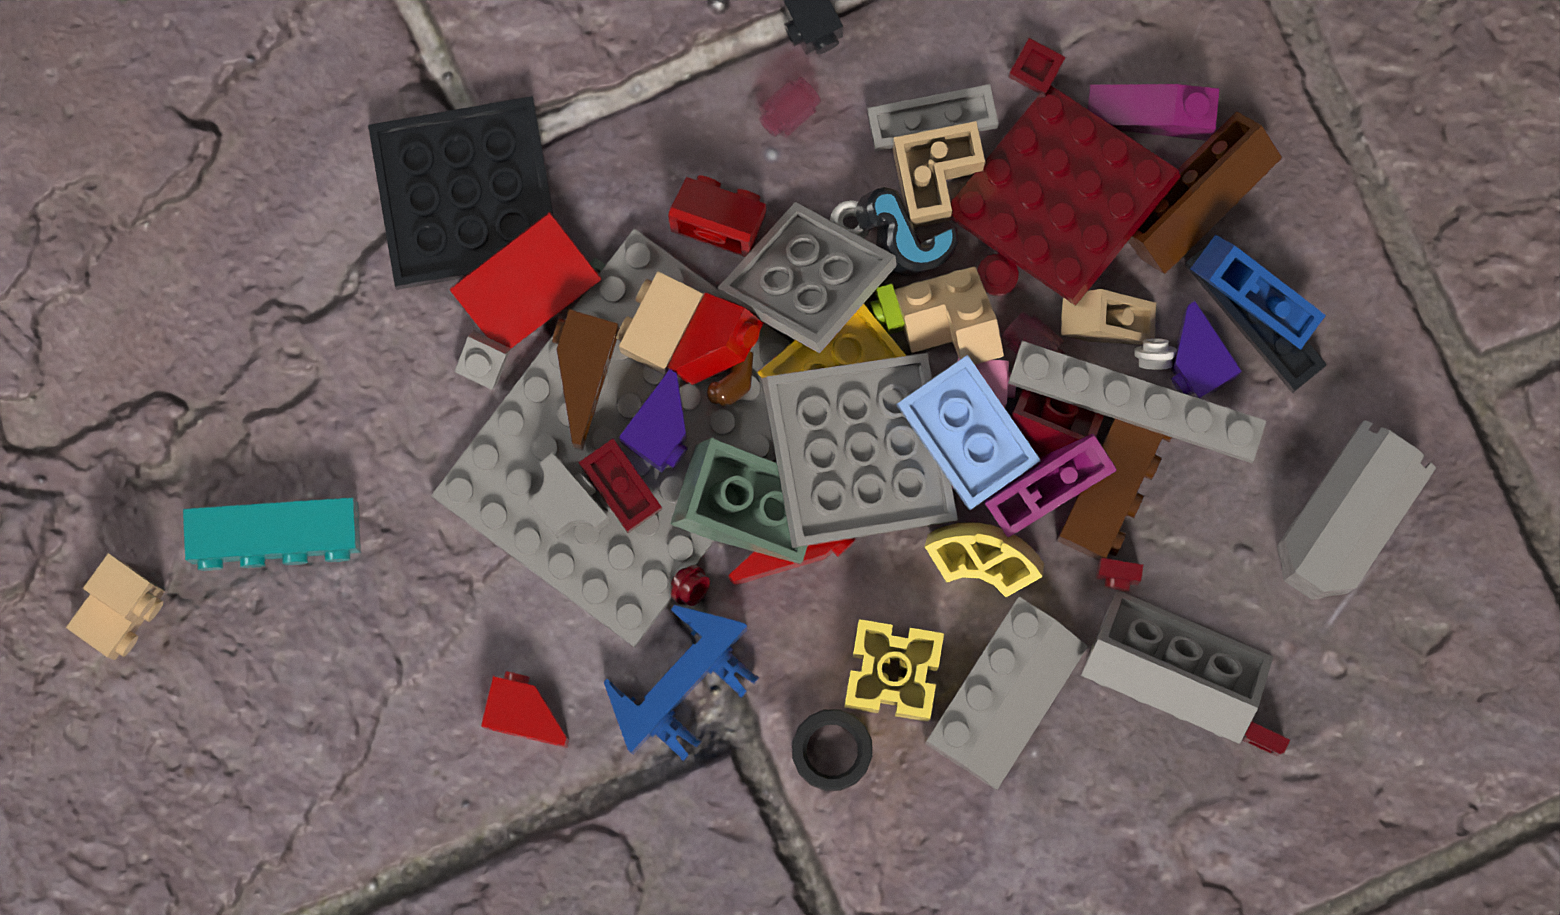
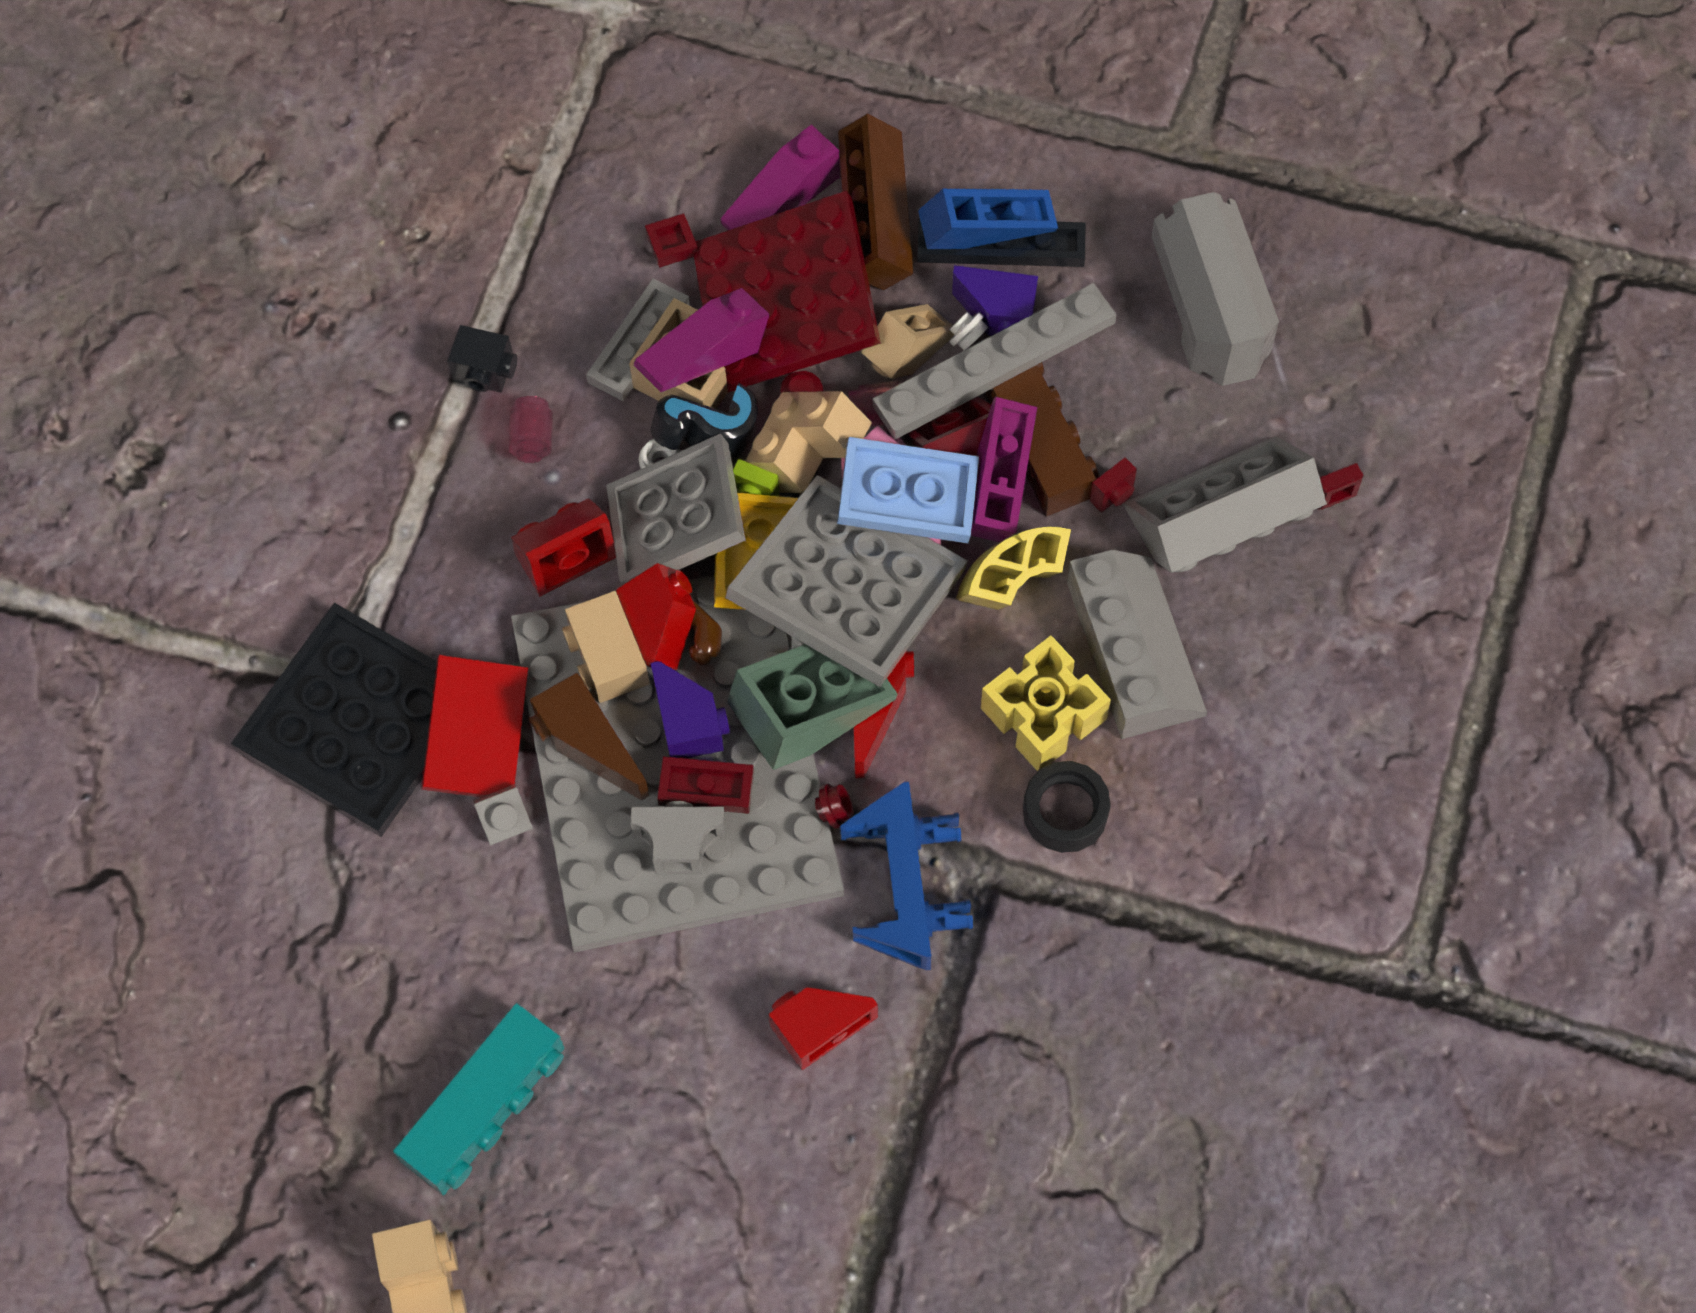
camera: 50 degrees left, 15 degrees down
(951, 181) = (706, 341): none -> magenta slope

